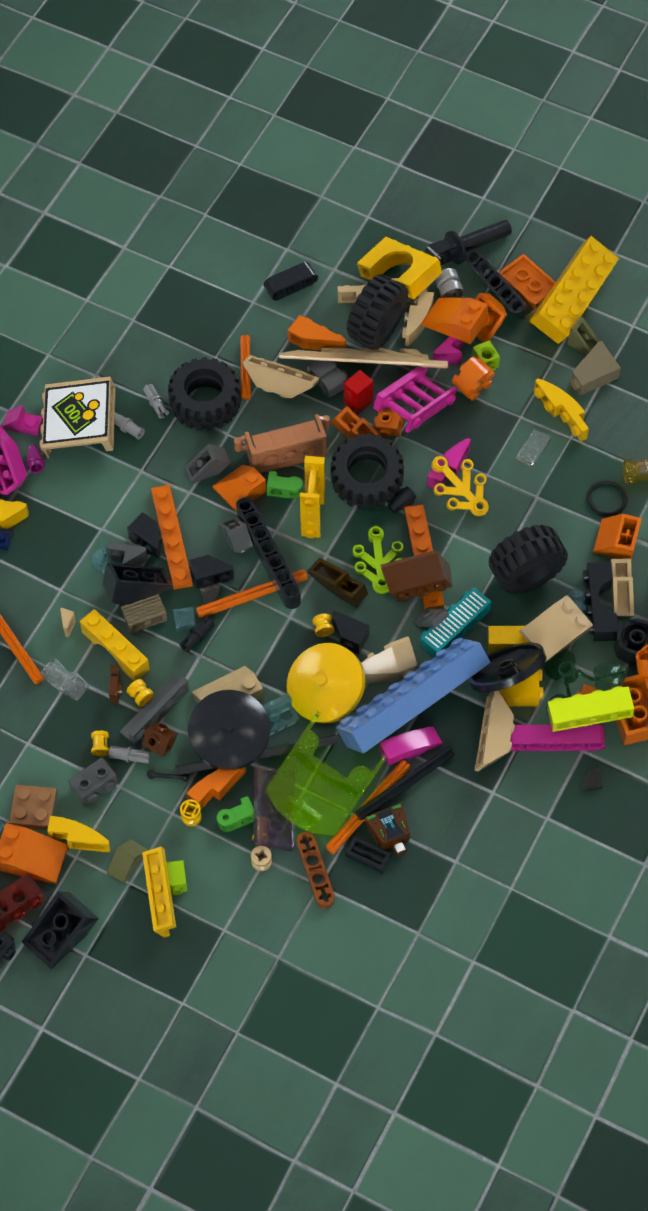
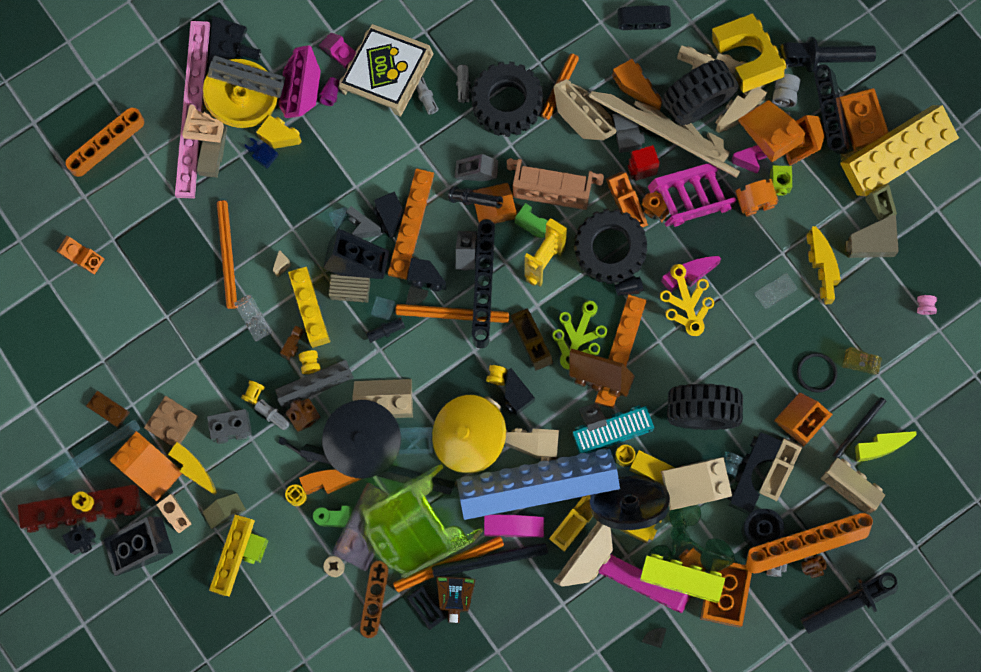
camera: 30 degrees right, 15 degrees up
(80, 883) = (174, 513): none -> light nougat leg
(213, 487) = (467, 197): none -> black pin
(464, 715) = (573, 524): none -> yellow slope
(480, 635) = (625, 452): none -> yellow wheel

